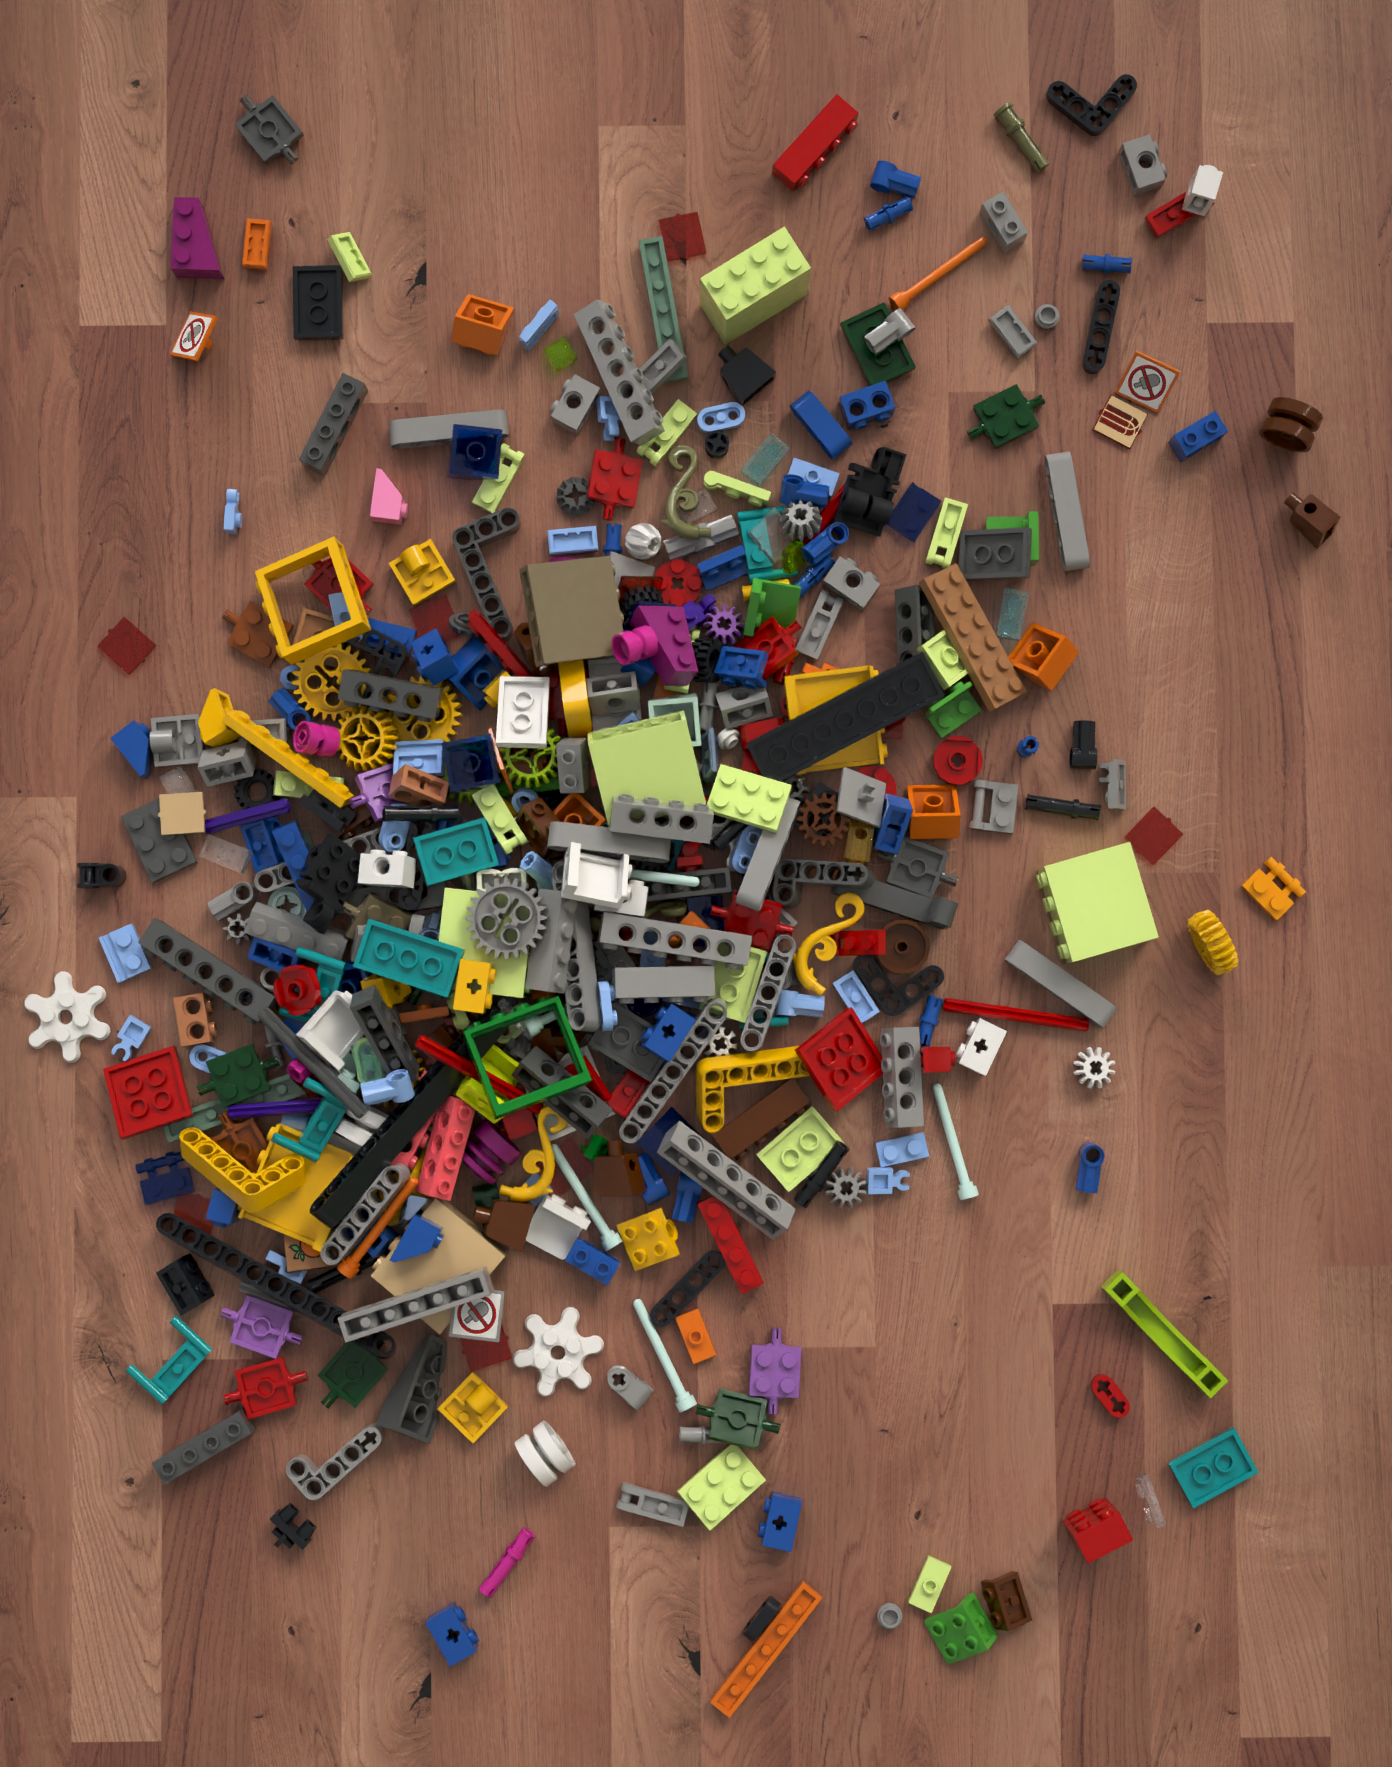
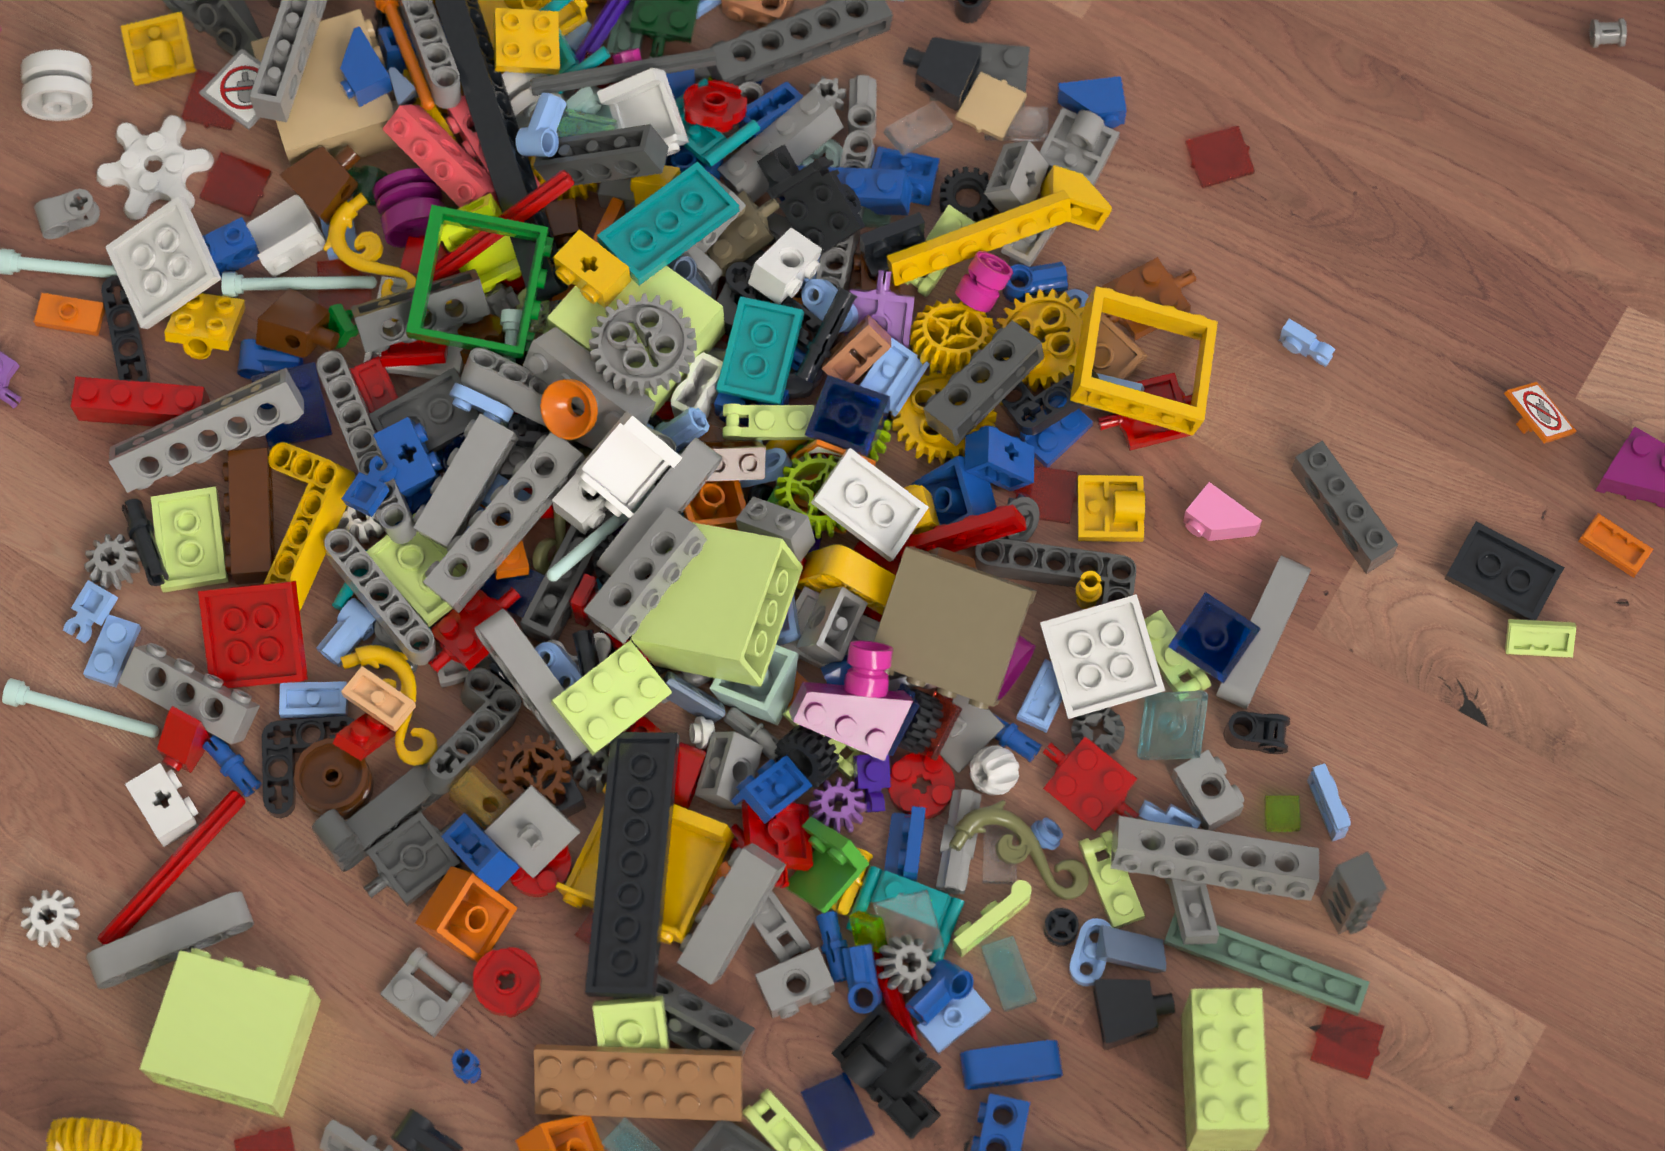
camera: 125 degrees right, 15 degrees down
(175, 857) = (945, 69): none -> black torso
(247, 816) = (944, 167): dark purple axle -> none
(329, 1142) = (526, 41): none -> yellow plate
(481, 324) = (1370, 741): orange slope -> none
(489, 555) = (1088, 589): none -> yellow pin
(515, 393) = (1265, 731): none -> black piece
(530, 513) = (1102, 656): none -> white plate
(537, 1288) = (235, 184): none -> clear red piece
(546, 448) = (1172, 725): none -> clear light blue plate
(589, 936) = (558, 412): none -> orange piece
(596, 267) = (1353, 894): none -> dark grey brick
(629, 1289) = (163, 262): none -> white plate
(662, 487) = (1047, 833): none -> medium blue plate
(686, 1199) = (214, 380): blue piece -> none
(706, 392) = (1131, 950): none -> sand blue slope
(710, 1039) = (369, 490): none -> blue plate
(836, 642) = (730, 913): none -> light grey brick
(836, 949) = (378, 699): none -> light nougat plate
(952, 711) = (568, 1012): bright green bracket -> none
(1065, 807) = (371, 1072): black pin -> none

